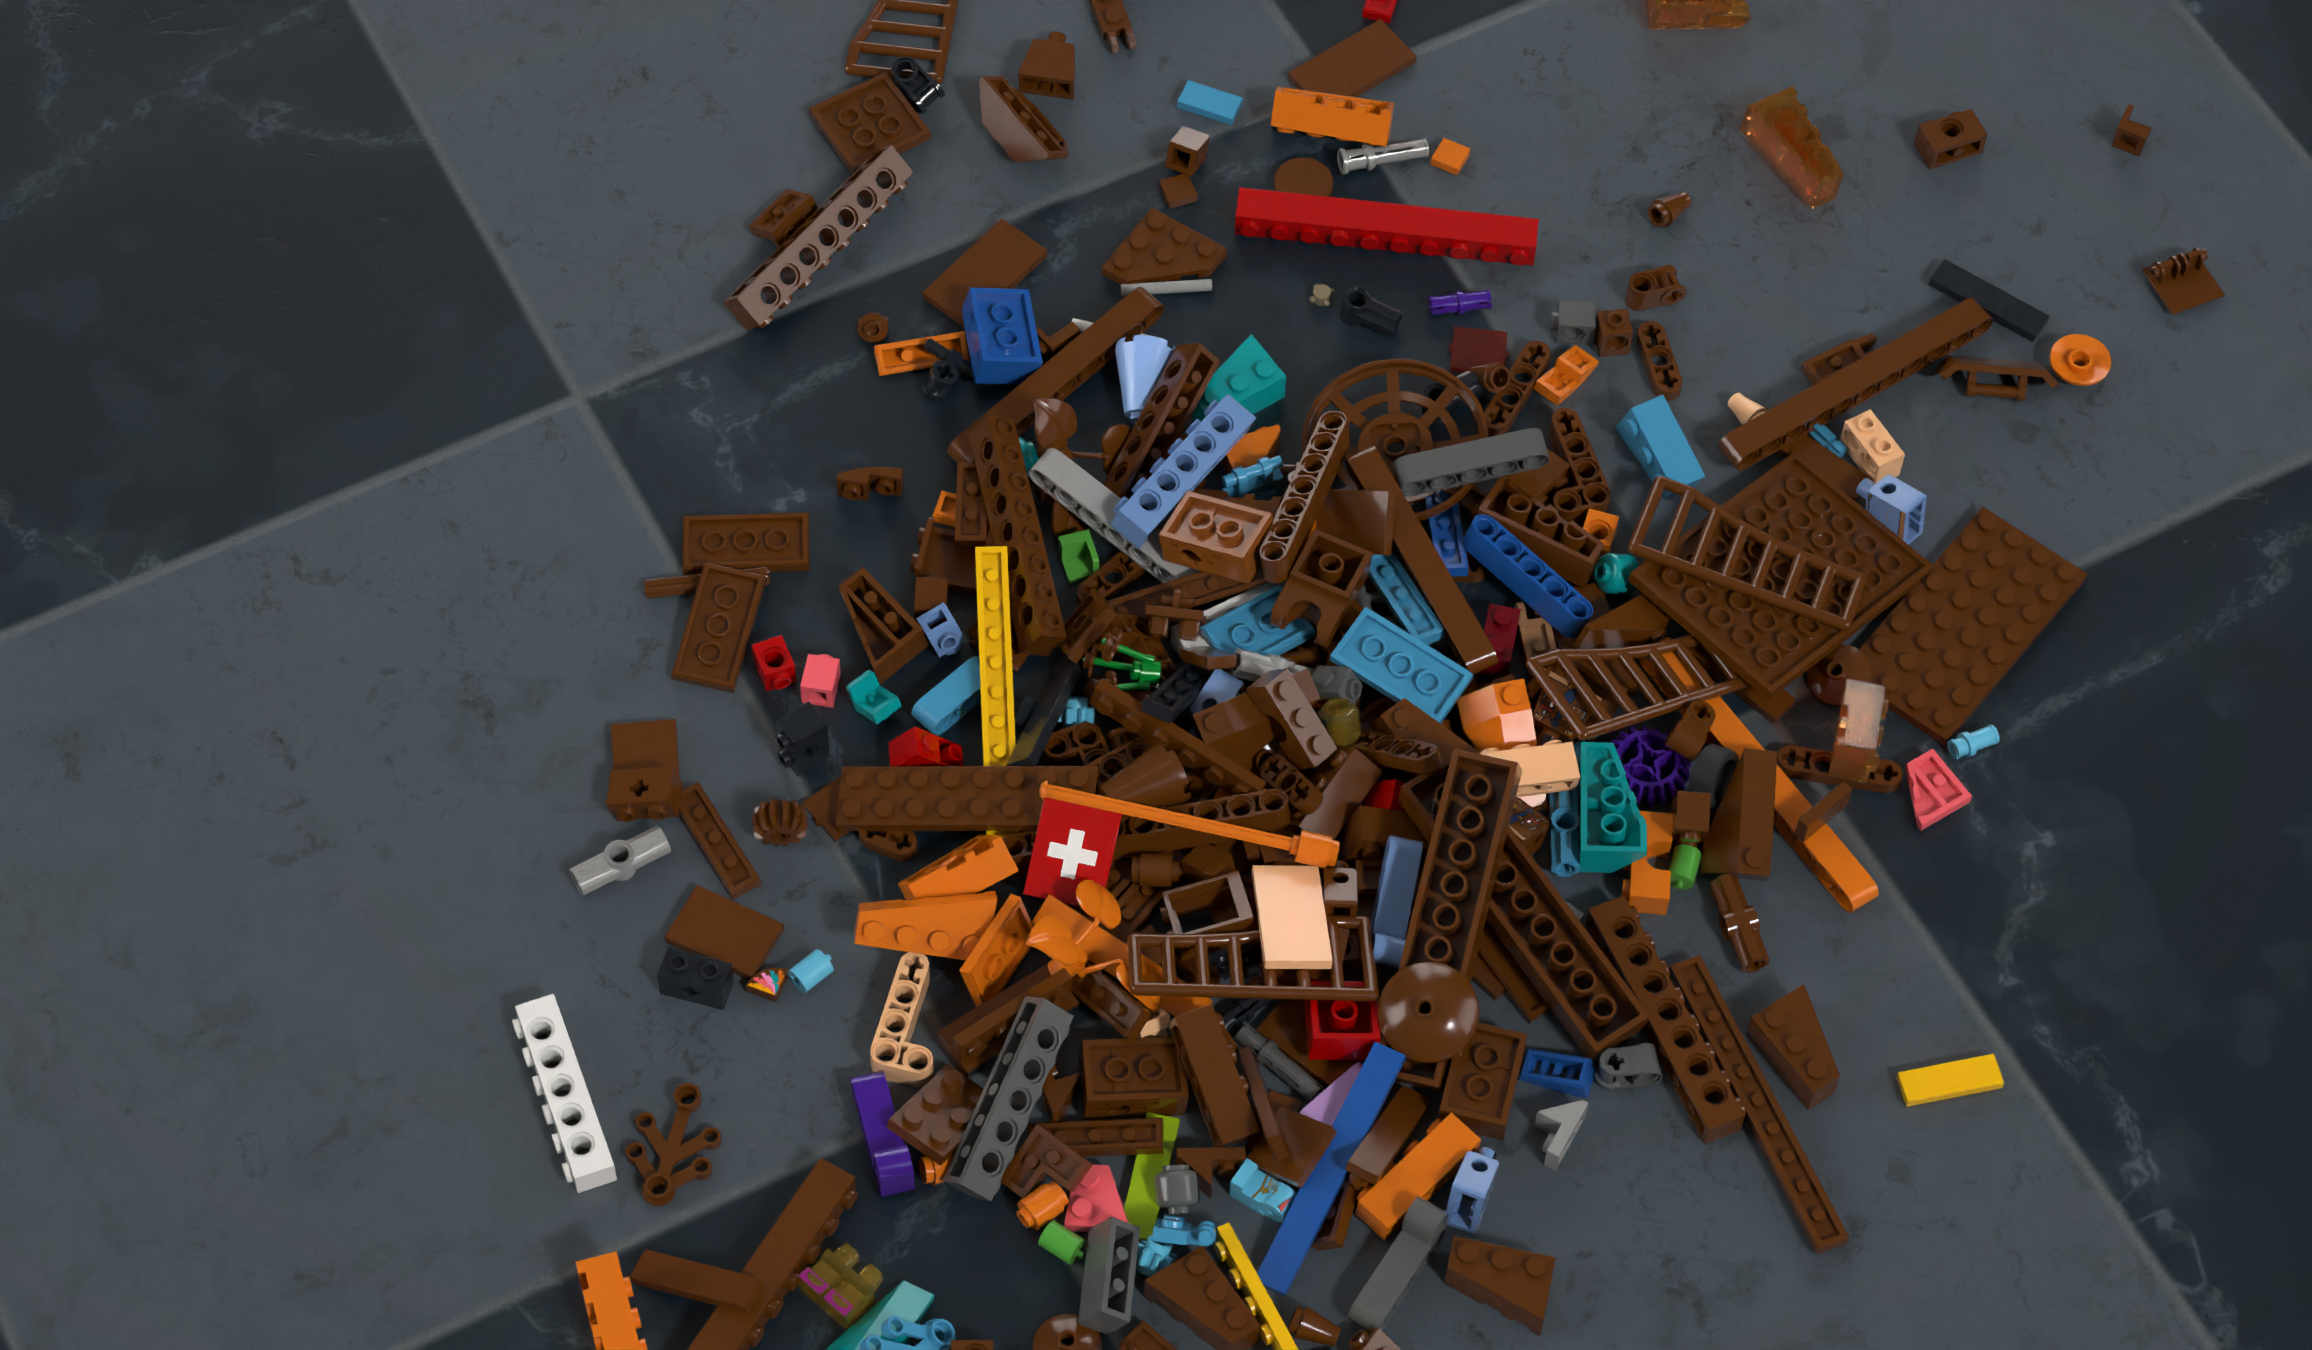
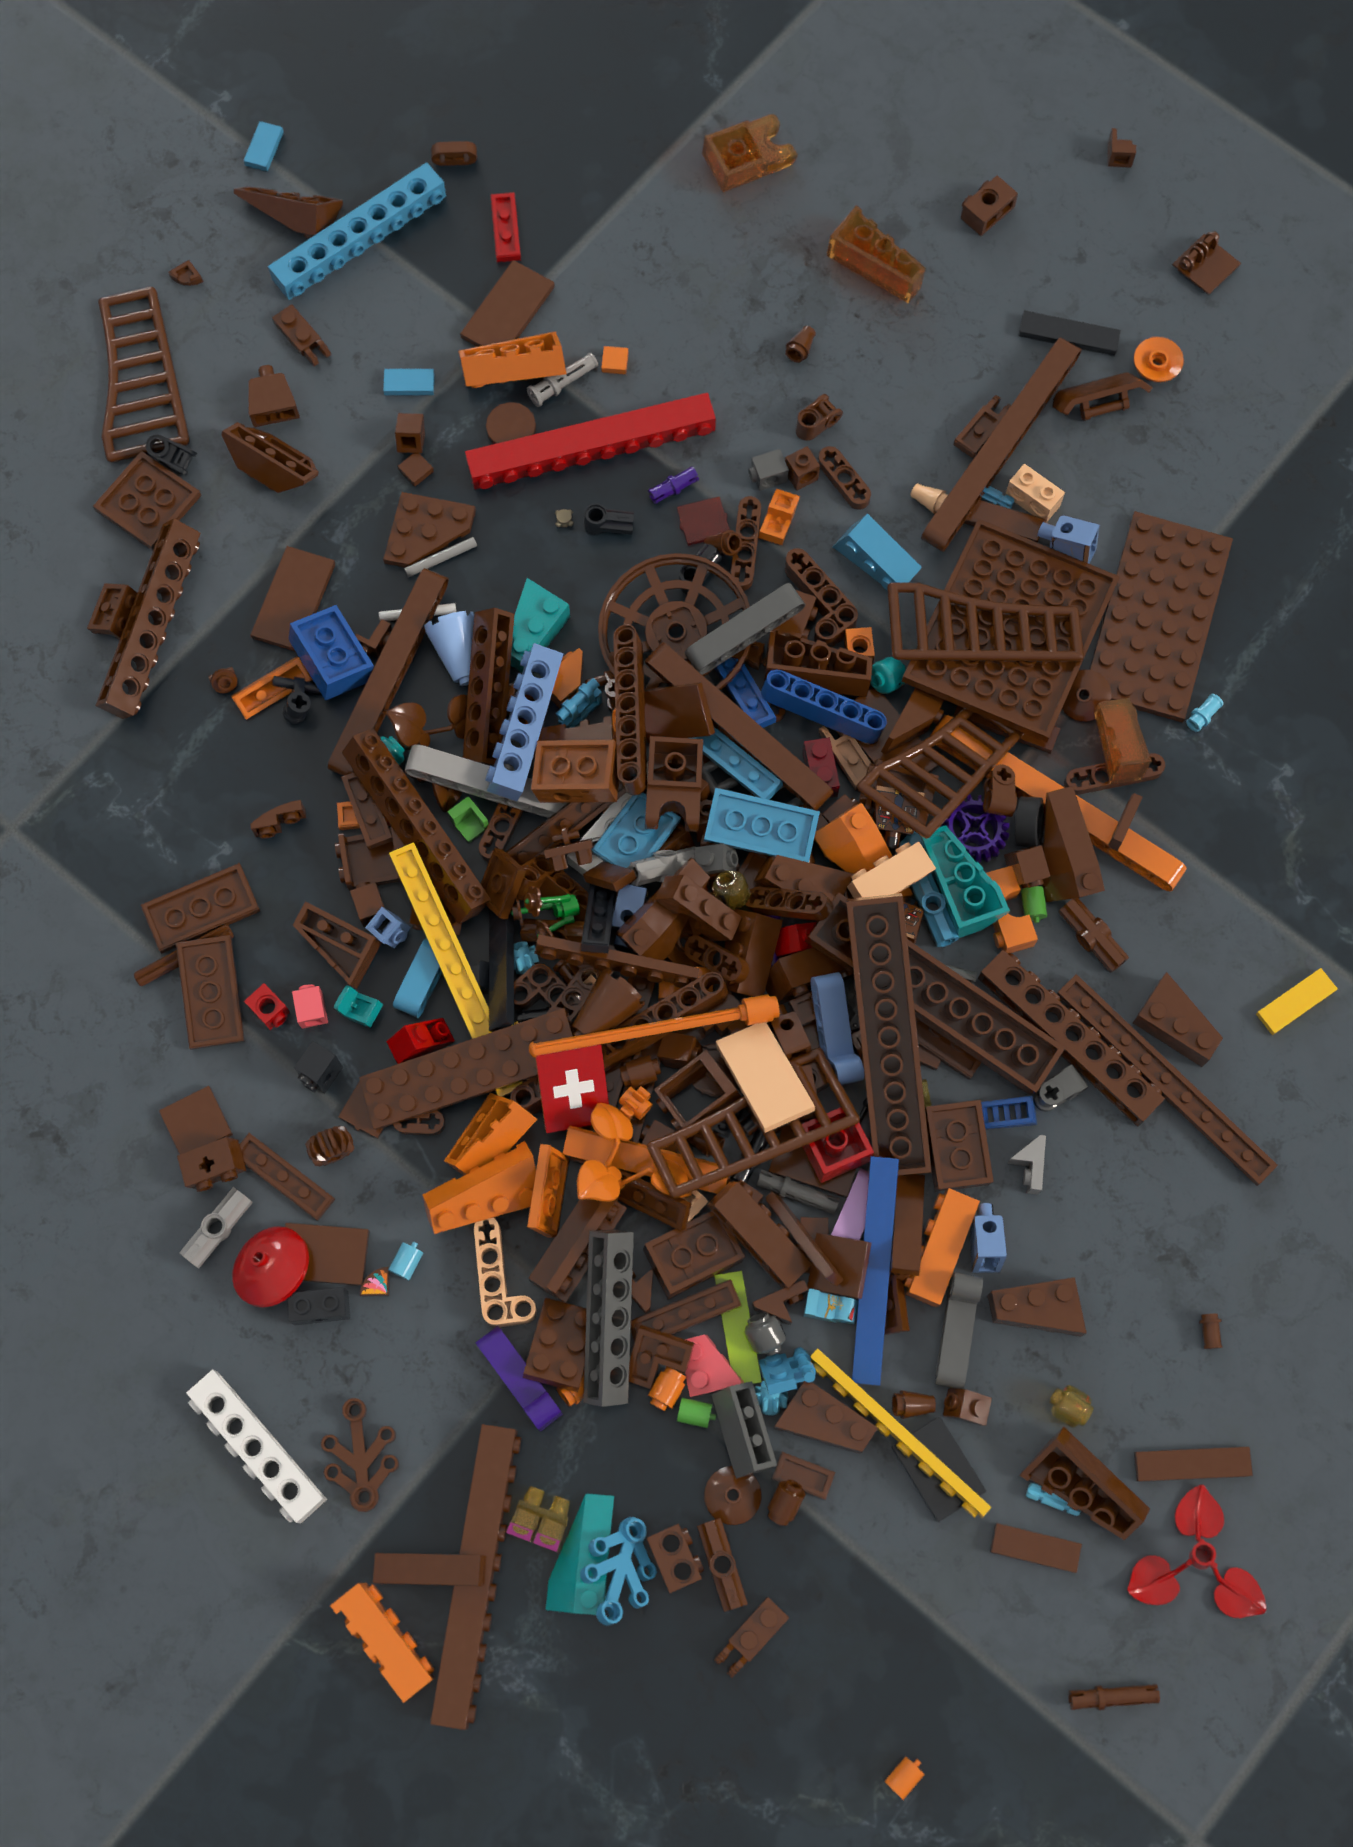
camera: 20 degrees left, 15 degrees up
(661, 918) = (279, 1272): none -> red dish
(1135, 898) = (635, 1103): none -> orange gear
(1441, 1031) = (899, 1098): reddish brown dish -> none
(1934, 789) = (1191, 764): coral wing -> none

